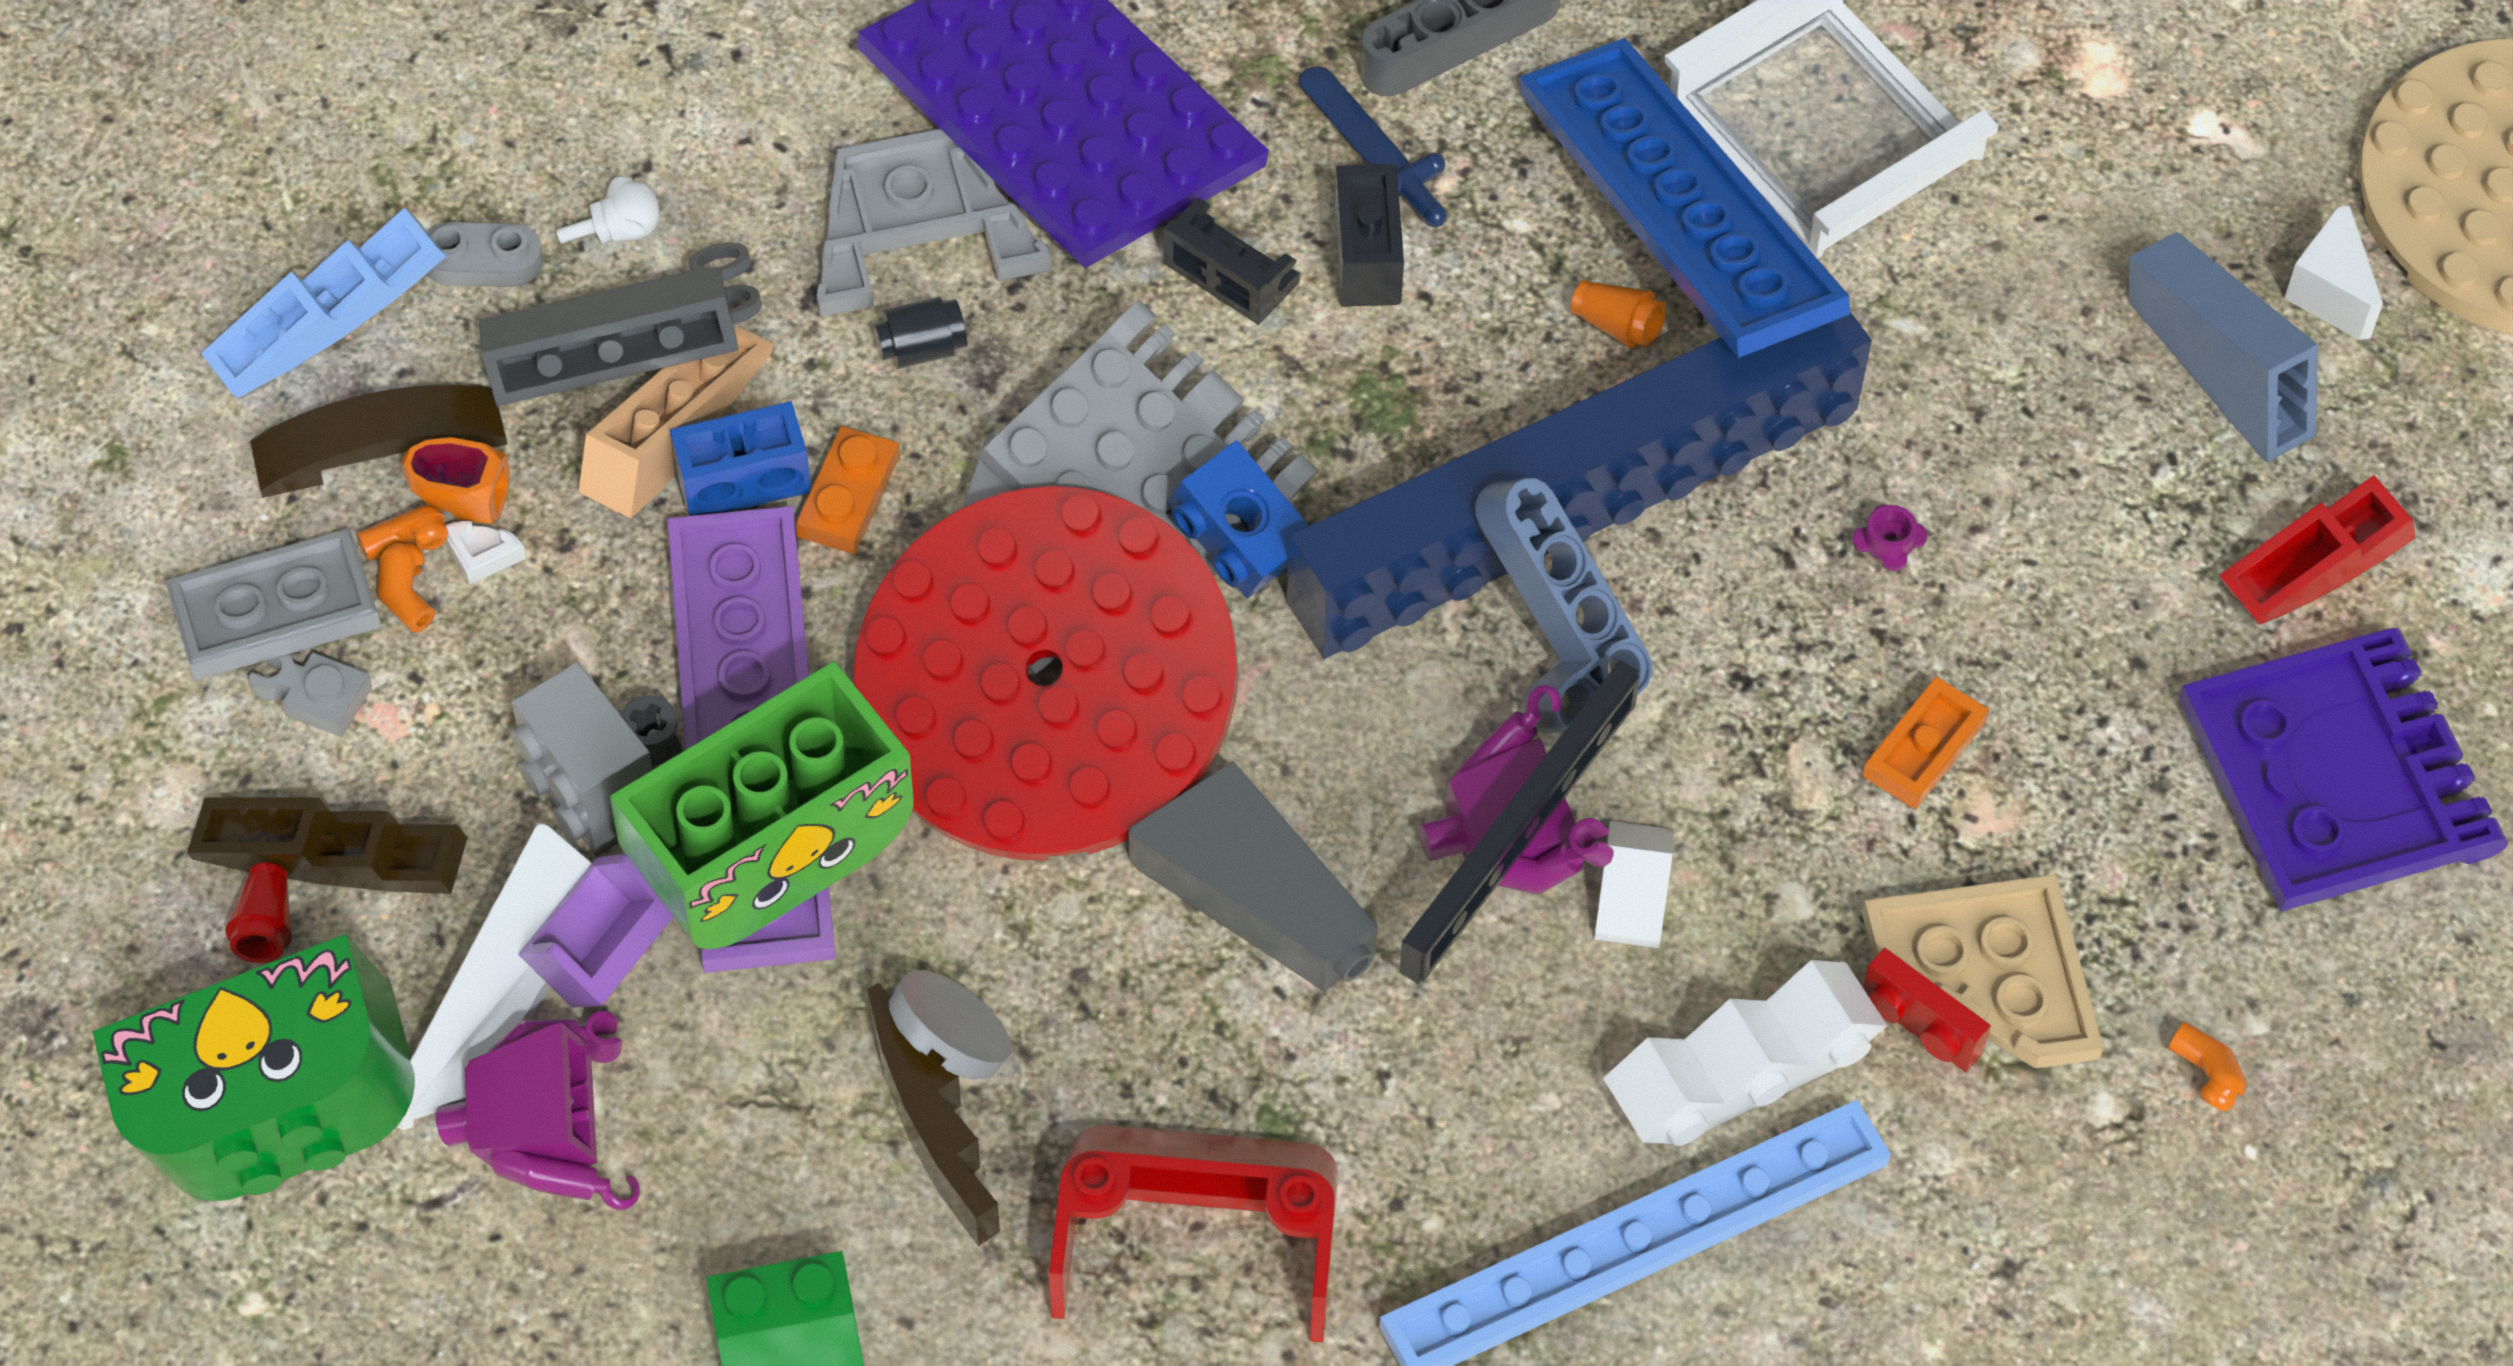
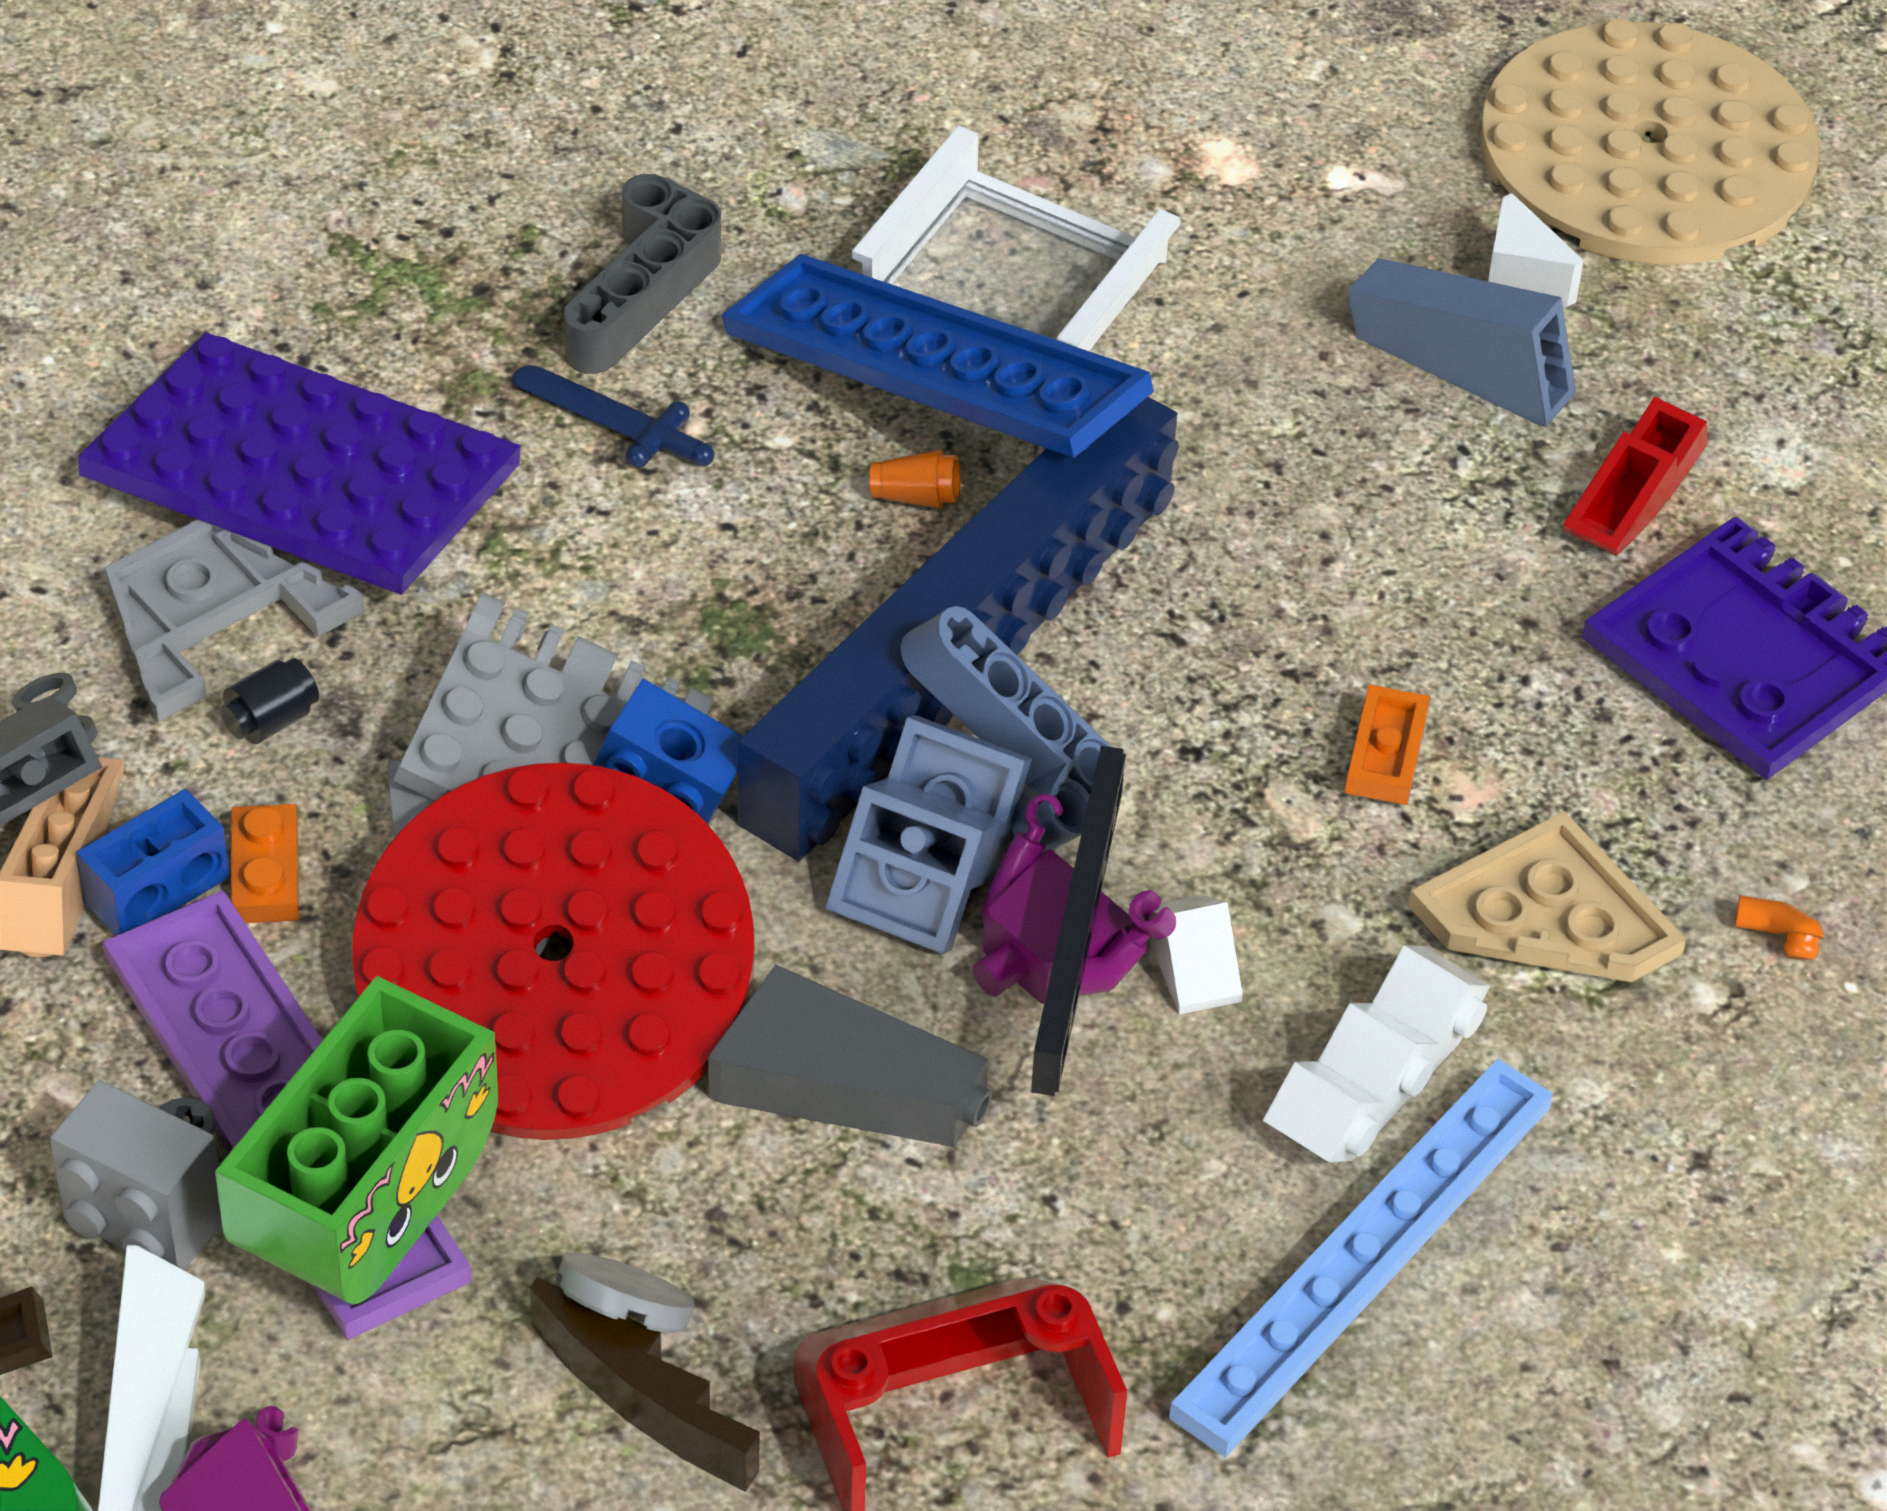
camera: 25 degrees left, 10 degrees down
(597, 932) = (228, 1332): medium lavender panel -> none
(1227, 264) = (531, 557): black hinge -> none
(1368, 235) = (655, 485): black panel -> none
(1438, 680) = (928, 834): none -> sand blue bracket
(1894, 522) = (1260, 586): magenta plate -> none
(1926, 1010) = (1517, 962): red plate -> none

